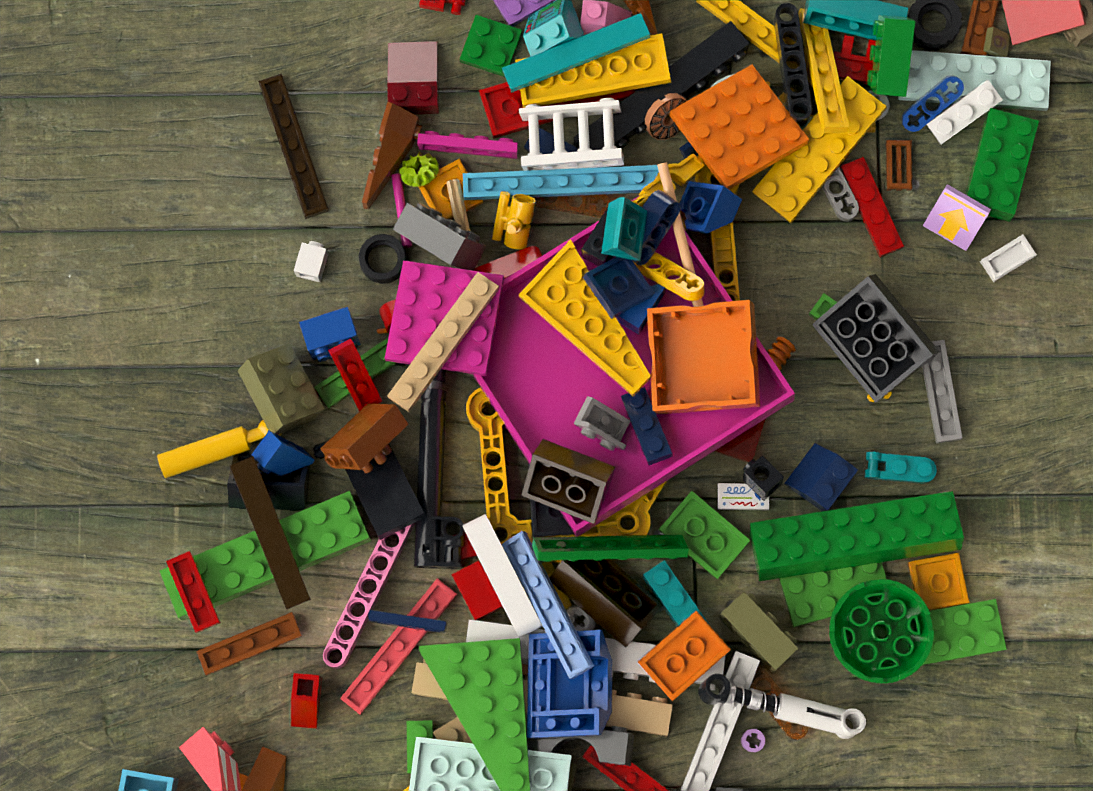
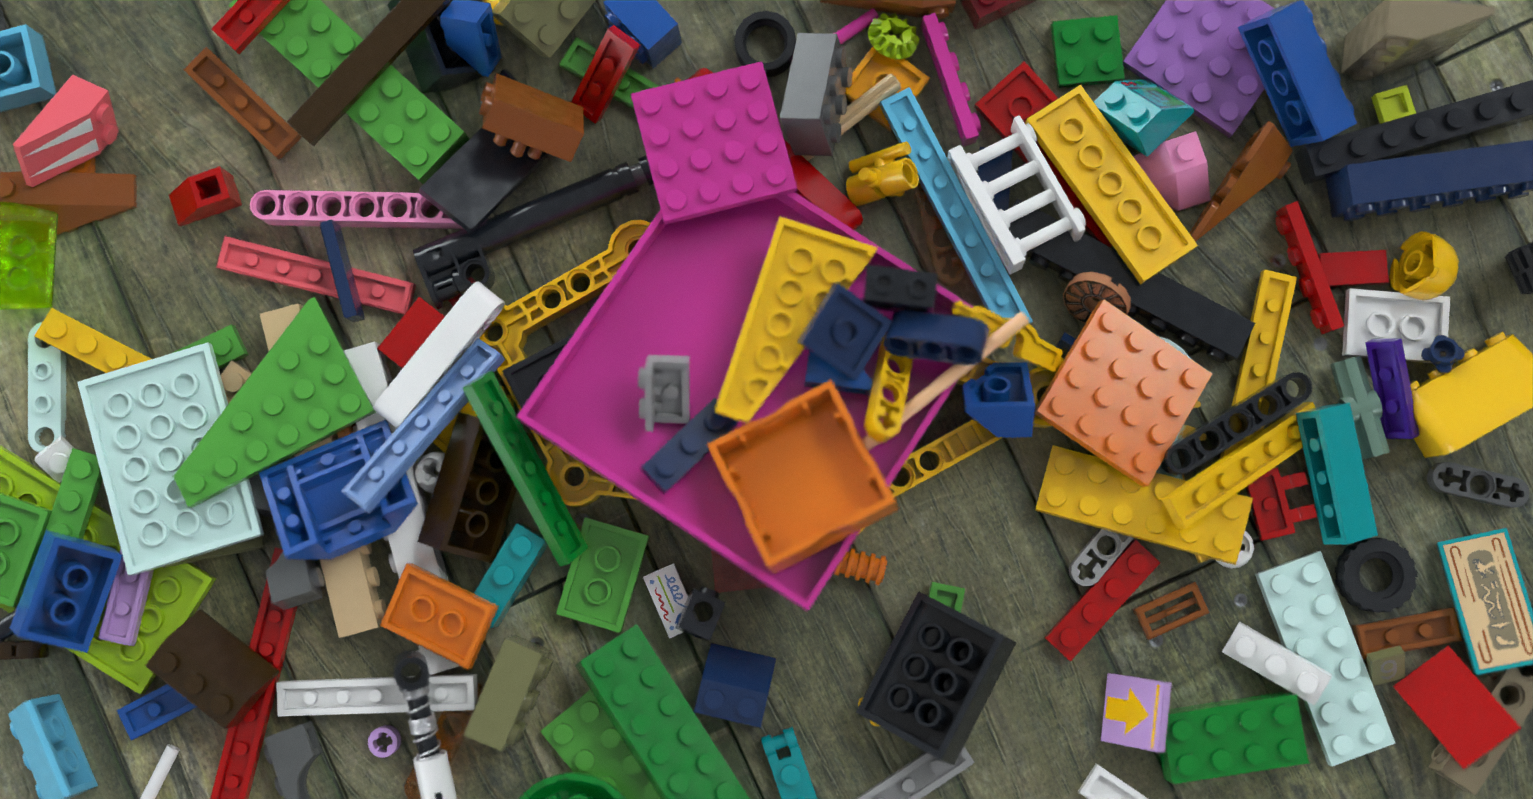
camera: 70 degrees right, 5 degrees up
(443, 342) = (678, 152): tan plate -> none
(568, 480) = (572, 379): dark brown slope -> none
(576, 52) = (1123, 152): teal tile -> none
(624, 229) = (914, 306): teal slope -> none
(891, 55) = (1304, 541): green brick -> none
(932, 93) = (1254, 624): blue beam -> none

